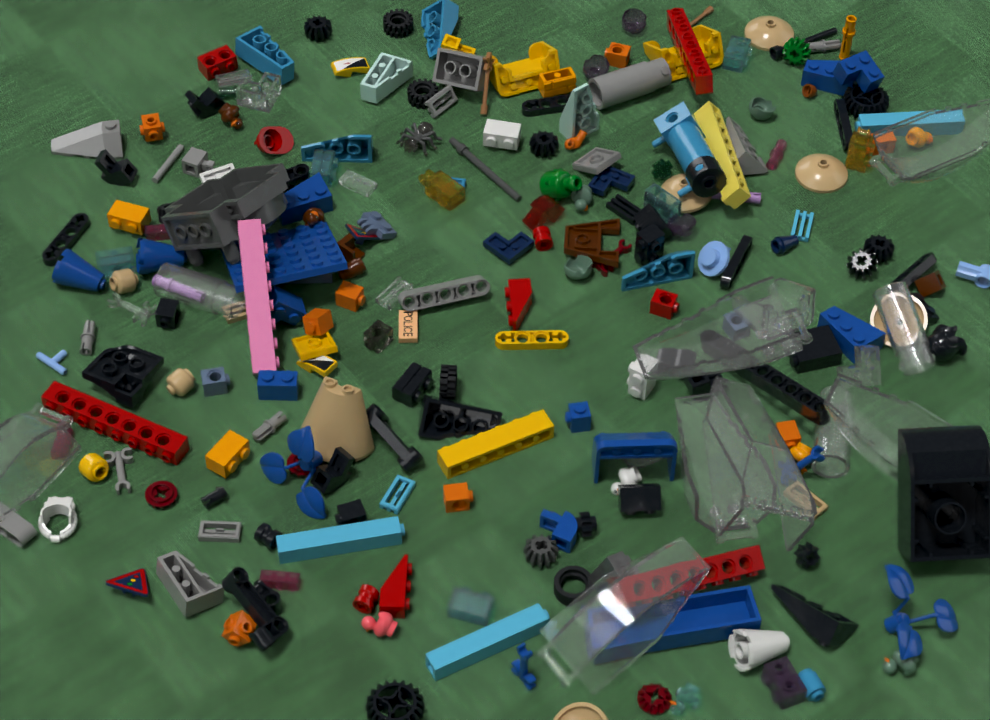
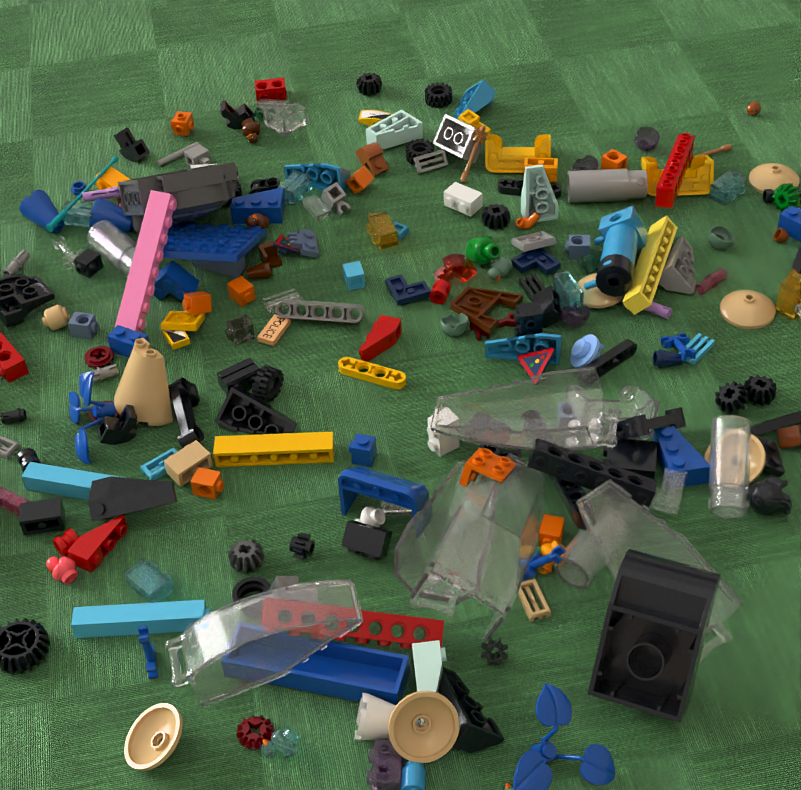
camera: 30 degrees right, 5 degrees down
(62, 237) = (59, 186): black beam -> none
(89, 233) = (78, 187): none -> blue plate
(91, 141) = (141, 122): light grey wedge -> none
(105, 267) = (50, 227): none -> teal piece
(120, 240) = (105, 193): none -> lavender pin
(123, 281) = (74, 229): tan head -> none
(227, 454) = (47, 384): light orange brick -> none
(258, 403) = (94, 353): none -> dark red gear
(264, 54) = (309, 91): dark azure wedge -> none
(274, 140) = (270, 156): red piece -> none
(325, 582) = (44, 514): none -> black brick
(350, 513) = (108, 465): black brick -> none
(375, 168) = (334, 198): none -> light grey brick
(381, 110) = (372, 156): none -> dark orange brick
(386, 141) = (359, 179): none -> orange brick
(397, 536) = (122, 496): none -> black wedge
(419, 137) = (391, 185): animal -> none
(427, 484) = (185, 462): none -> tan brick
(449, 246) = (354, 275): none -> medium azure brick
(463, 150) = (424, 205): dark grey bar -> none
(563, 528) = (277, 546): blue brick -> none
(640, 154) = (577, 246): none -> sand blue brick
(664, 304) = (510, 372): red brick -> none
(677, 282) = (537, 361): none -> piece
(709, 393) = (488, 464): none -> orange bracket
(773, 596) = (428, 665): none -> light aqua wedge
(786, 223) = (679, 342): none -> blue bar
(803, 372) = (588, 471): none -> black brick
(805, 637) = (431, 738): none -> tan dish
(815, 315) = (640, 426): none -> black piece

